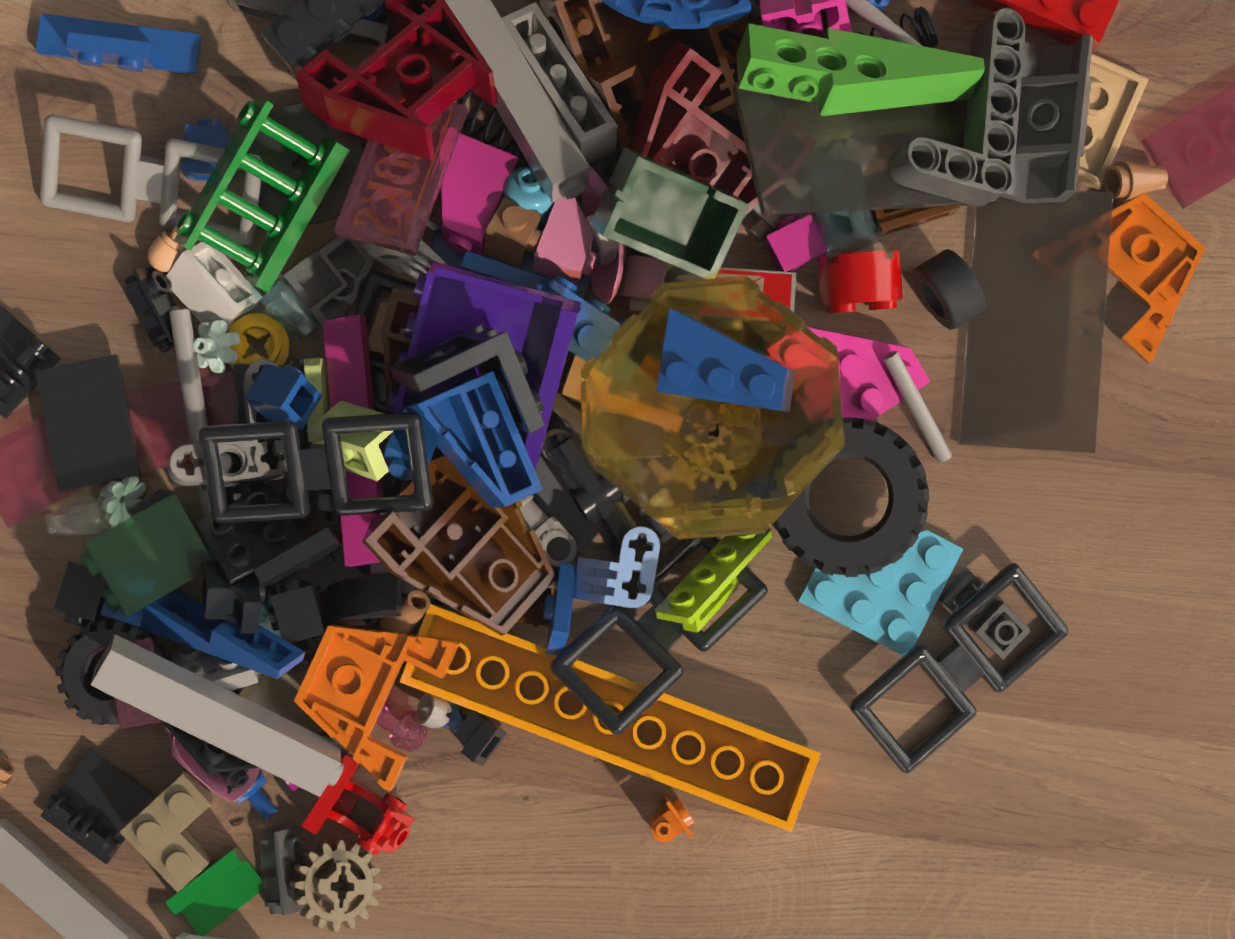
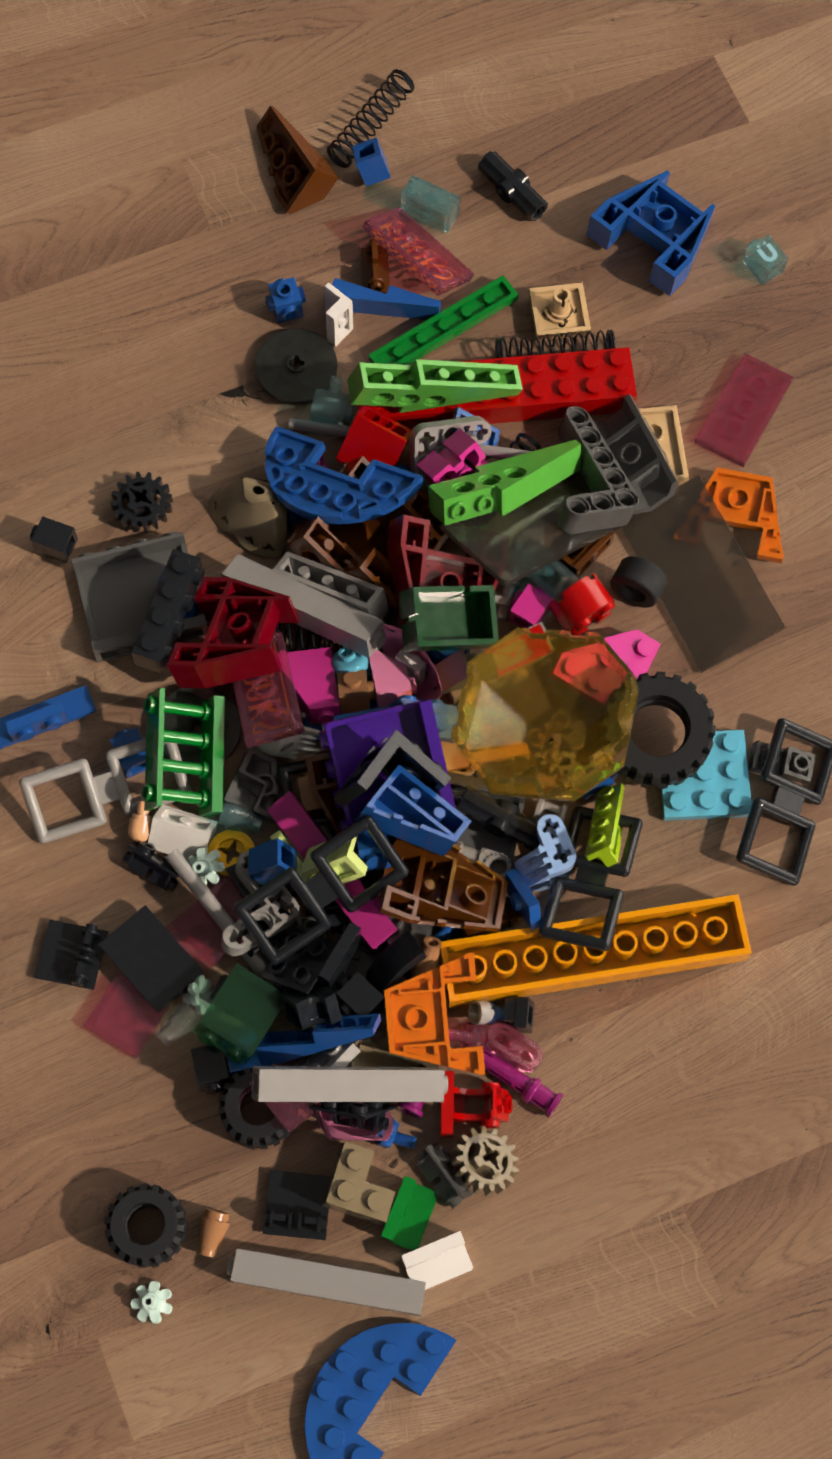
camera: 25 degrees left, 15 degrees down
(440, 832) = (529, 1088): none -> magenta pin
(451, 771) = (514, 1047): none -> clear pink plate
(671, 821) = (674, 988): orange hinge -> none
(715, 367) = (535, 691): blue wedge -> none
(917, 406) = (661, 659): light grey piece -> none
(1131, 179) = (705, 463): medium nougat cone -> none

